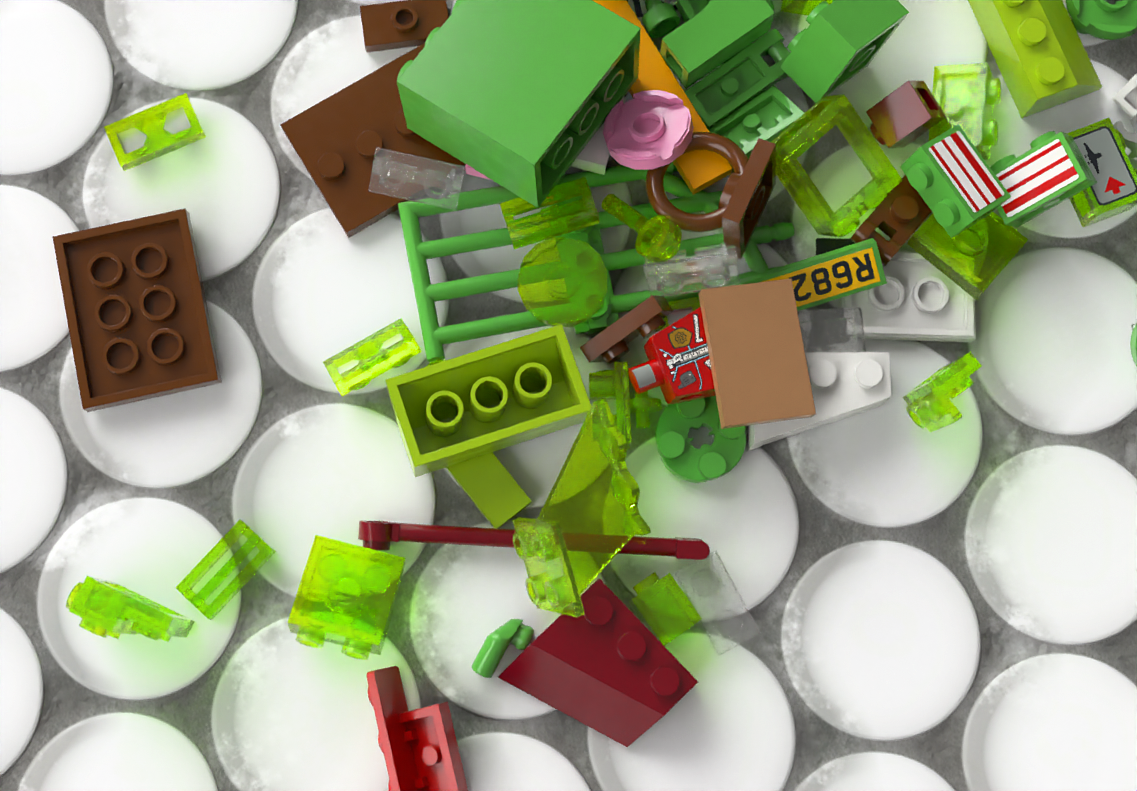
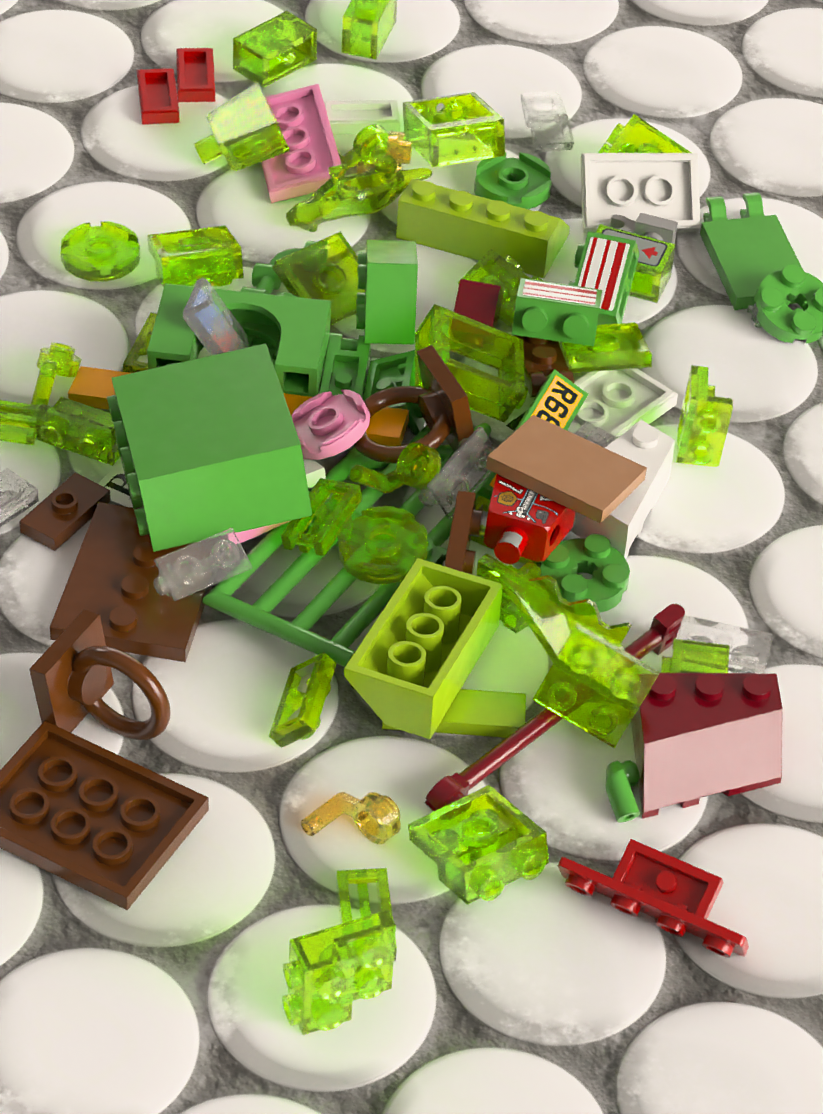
camera: 45 degrees left, 35 degrees down
(225, 199) = (78, 673): none -> reddish brown tile
(310, 501) = (373, 814): none -> clear yellow plate

